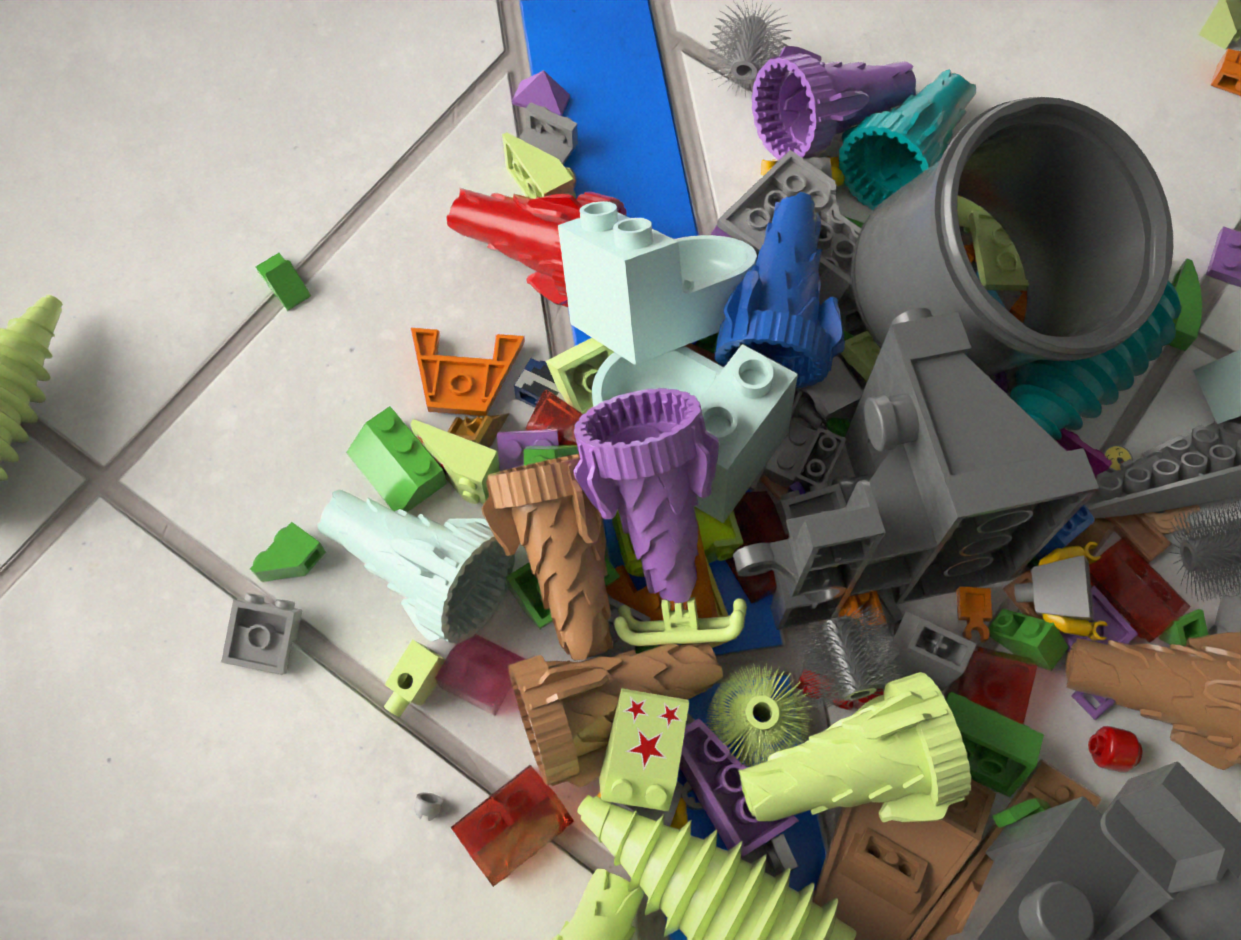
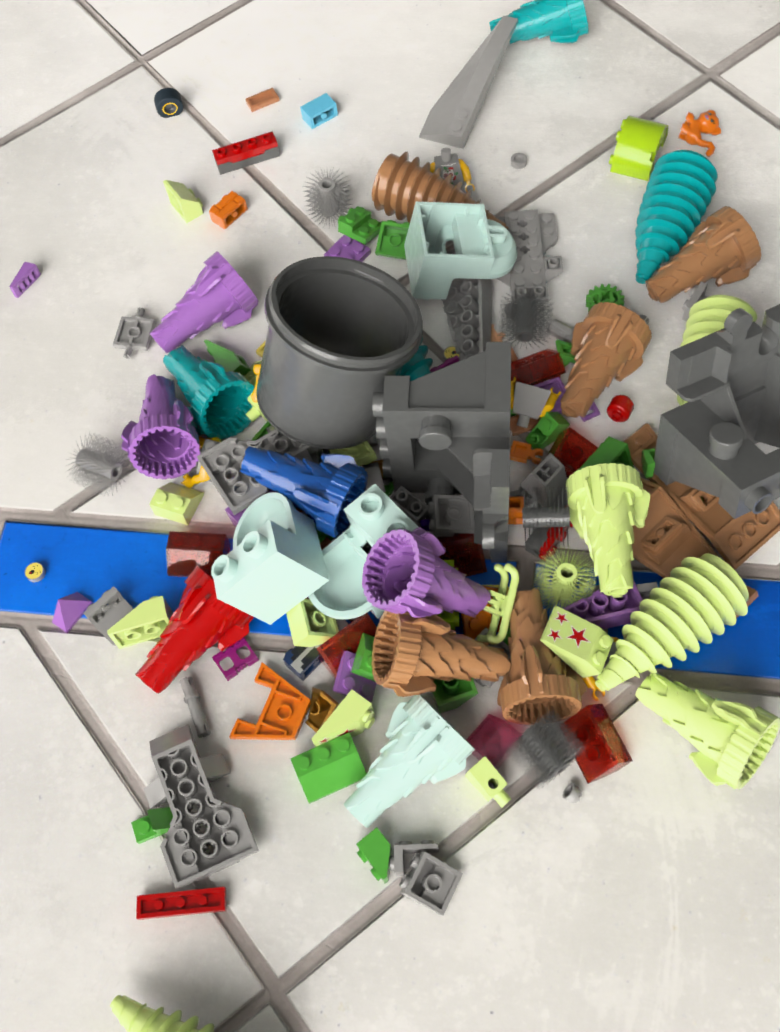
camera: 65 degrees left, 5 degrees down
(188, 341) = (181, 903): none -> red plate
(289, 584) = (404, 847): none -> light grey bracket
(331, 294) = (182, 783): none -> light grey piece
(444, 276) = (192, 699): none -> light grey pin
(473, 745) = (545, 749): none -> dark grey piece
(518, 310) = (239, 664): none -> magenta piece
(583, 39) = (35, 572): none -> tile
(662, 200) = (190, 550): none -> clear red slope
(732, 161) = (176, 502): none -> yellowish green slope
(978, 28) = (134, 333): none -> light grey plate
(1016, 74) = (214, 297): none -> medium lavender cone

